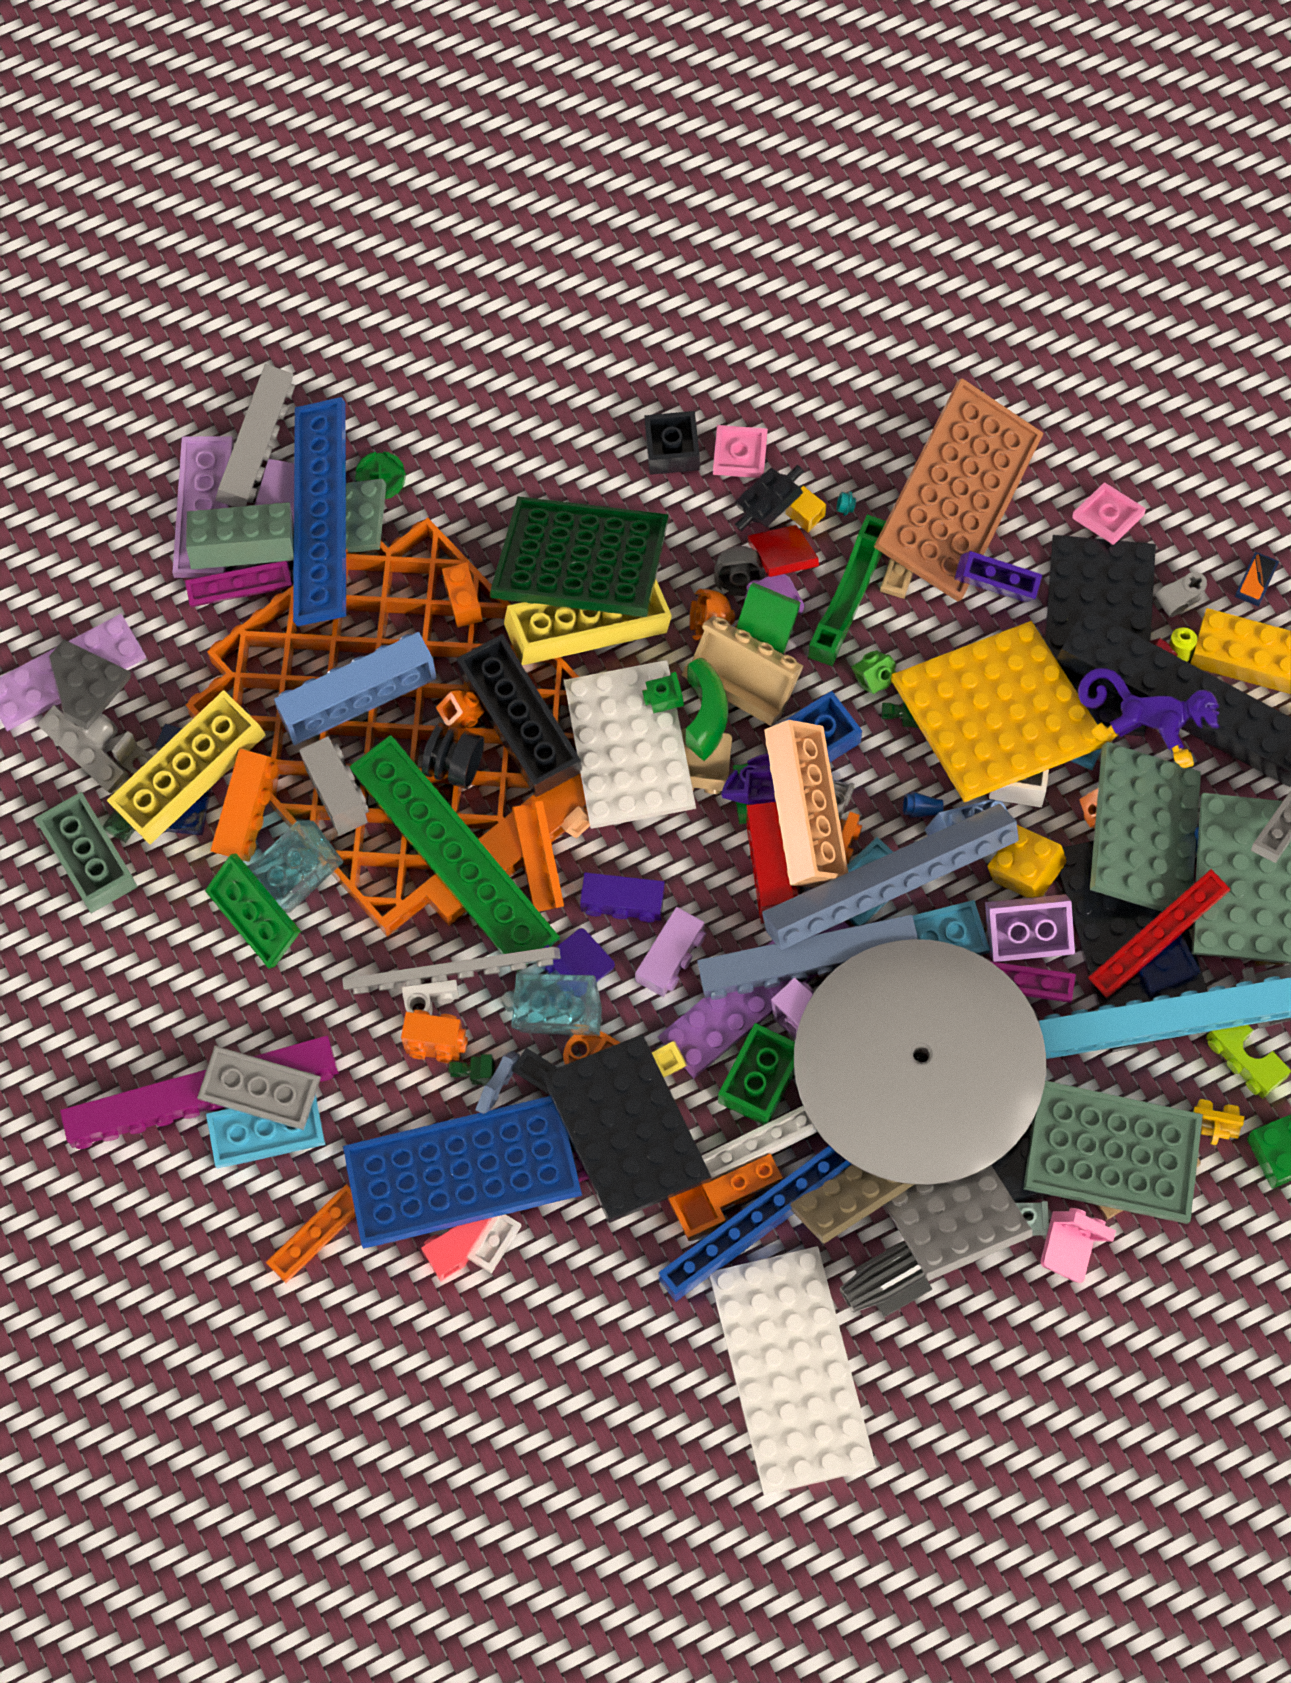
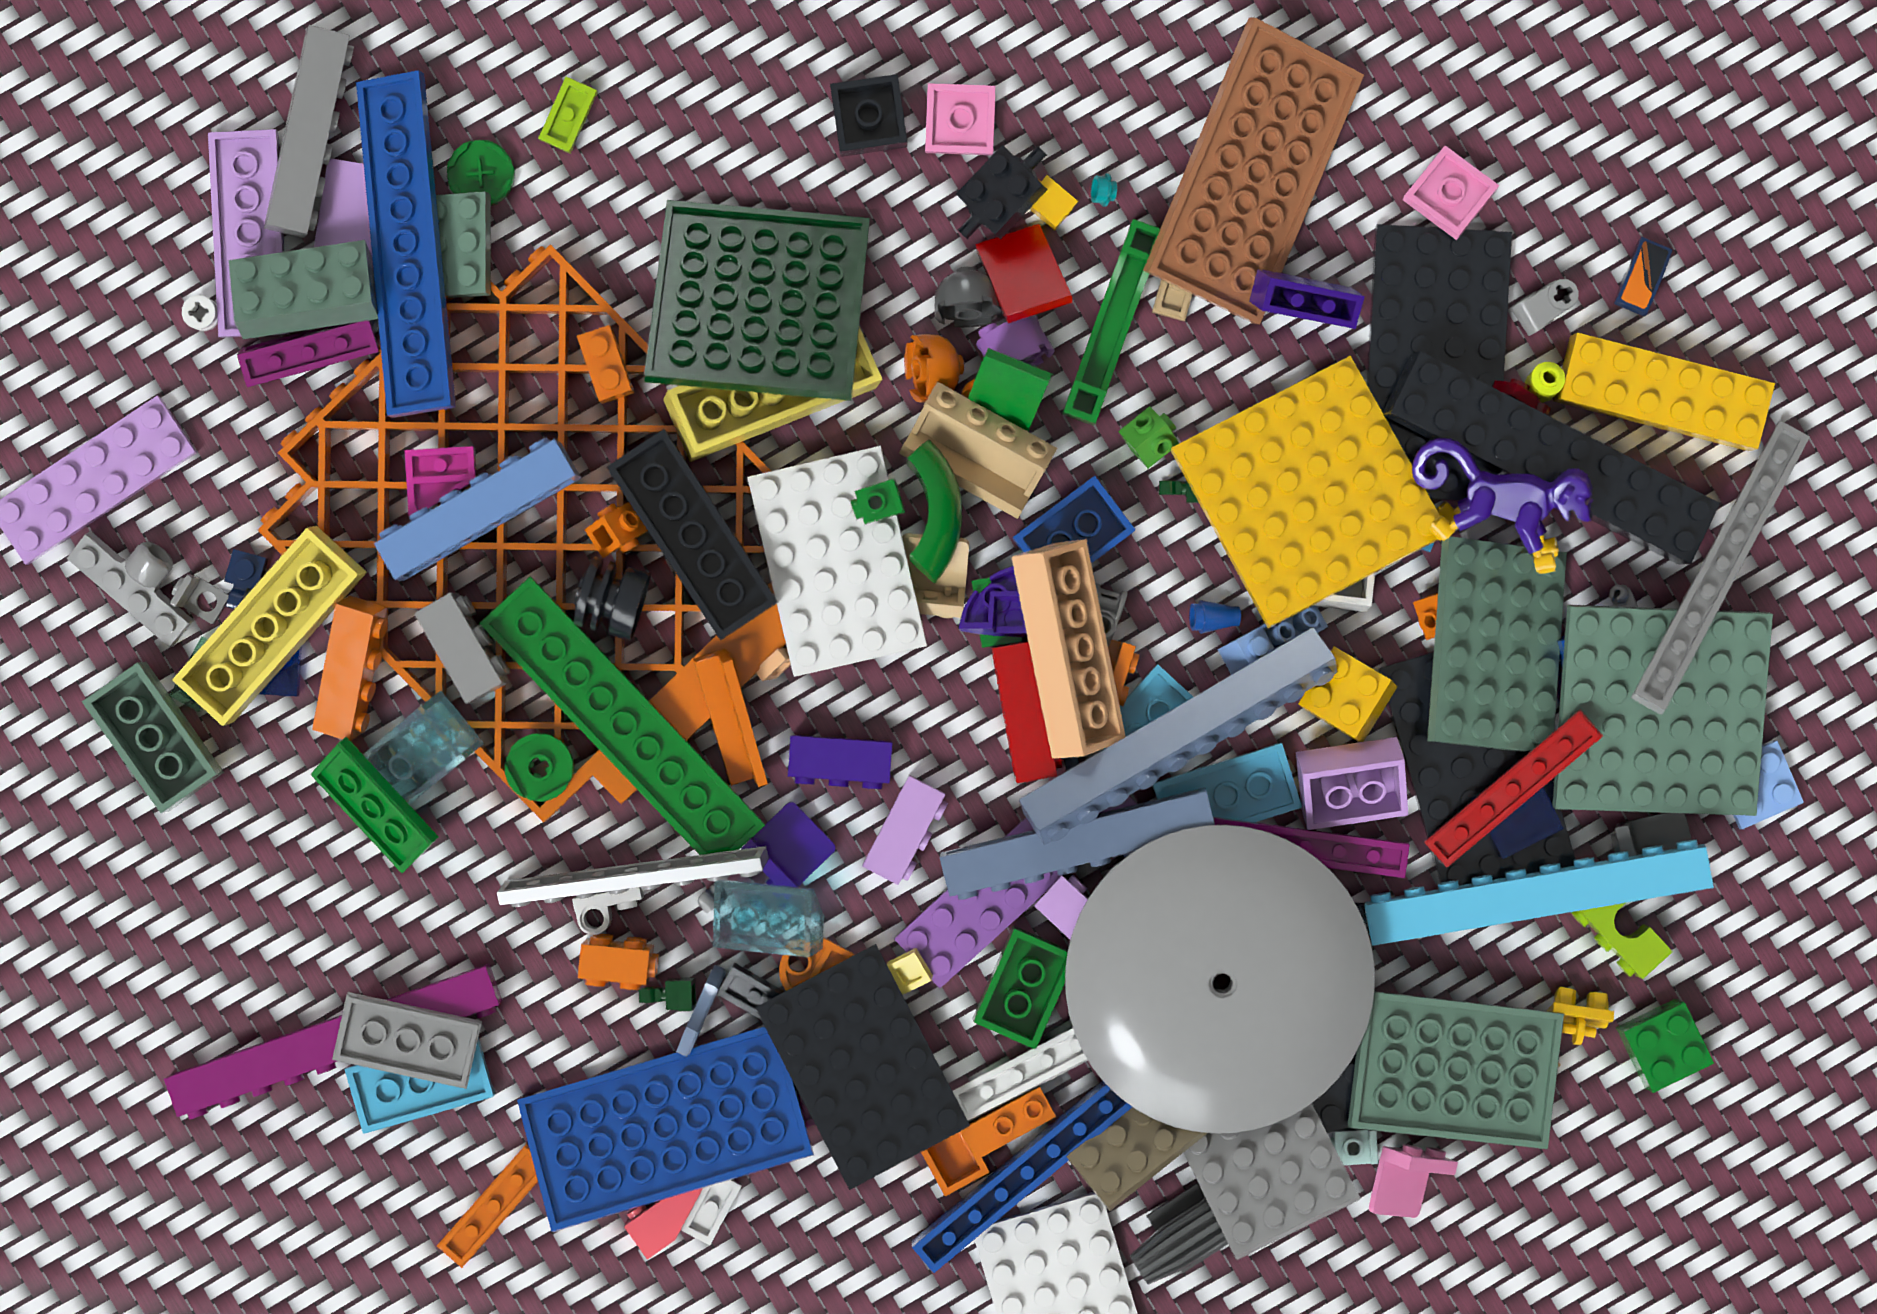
camera: 15 degrees left, 20 degrees up
(85, 682) = (122, 507): dark grey plate -> none
(164, 564) = (206, 313): none -> white wheel
(321, 660) = (437, 473): none -> dark pink wing
(380, 897) = (521, 760): none -> green plate
(448, 437) = (568, 115): none -> lime plate

